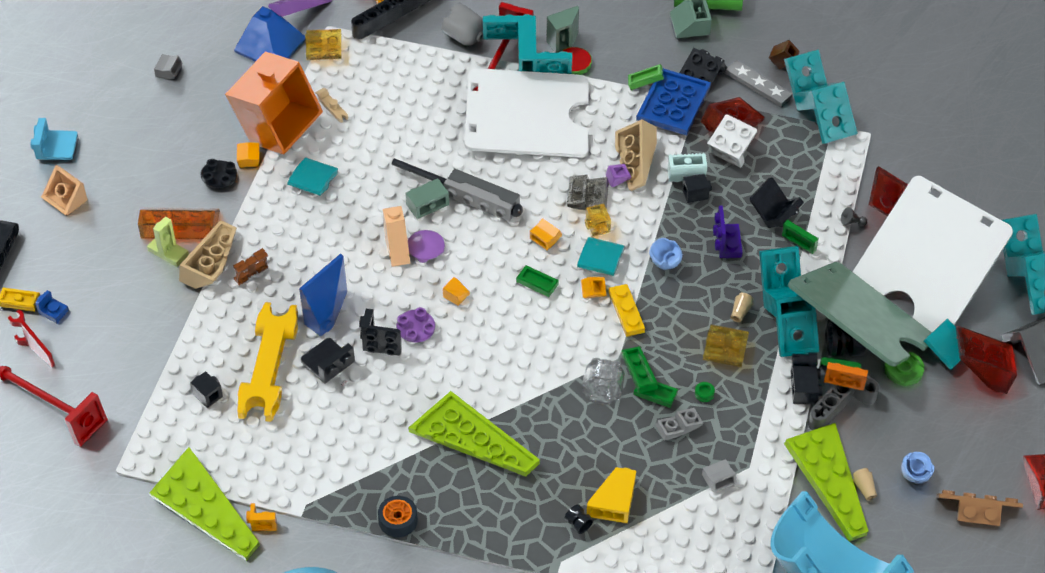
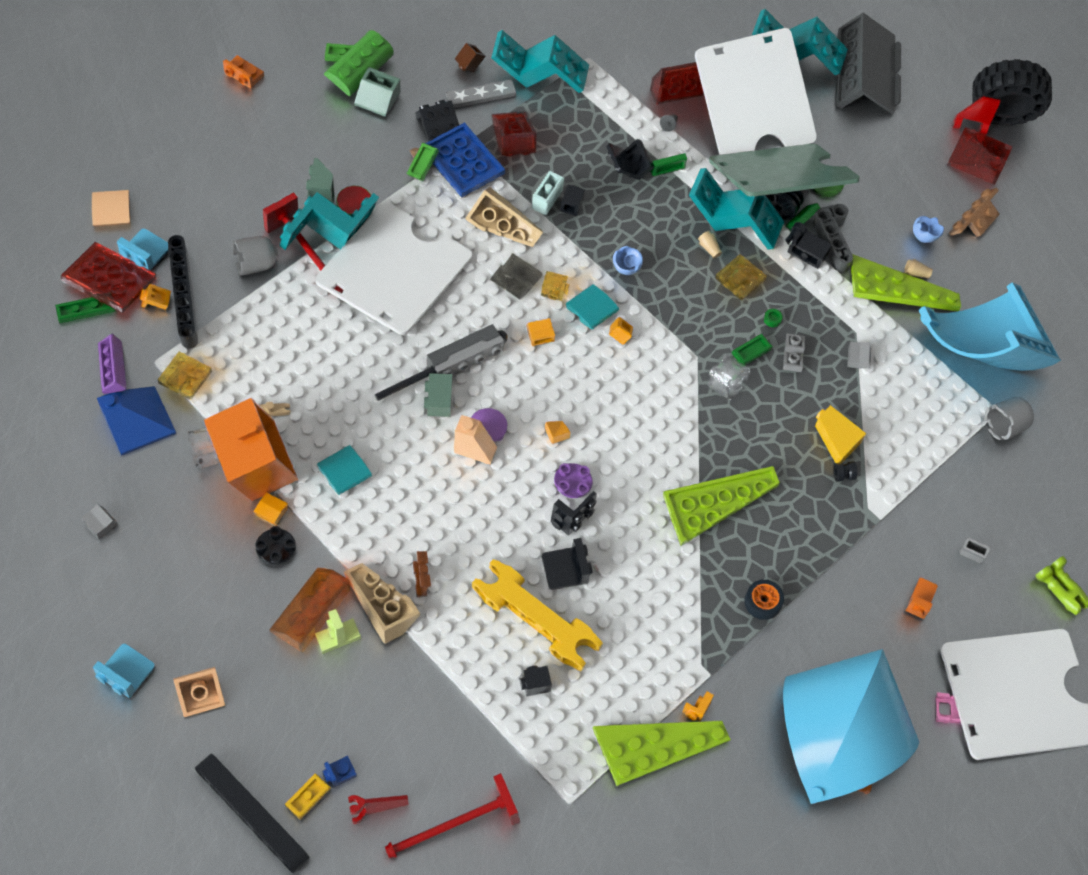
camera: 65 degrees left, 10 degrees up
(324, 296) = (510, 534): blue slope -> none
(537, 281) = (584, 366): green tile -> none
(617, 174) = (513, 244): medium lavender slope -> none
(626, 310) = (658, 322): yellow plate -> none
(639, 369) = (722, 345): green tile -> none
(728, 237) = (634, 210): dark purple bracket -> none
(731, 140) = (545, 145): white bracket -> none
(846, 376) = (829, 217): orange bracket -> none
(944, 343) = (830, 139): teal slope -> none
(987, 358) = (861, 124): clear red slope -> none

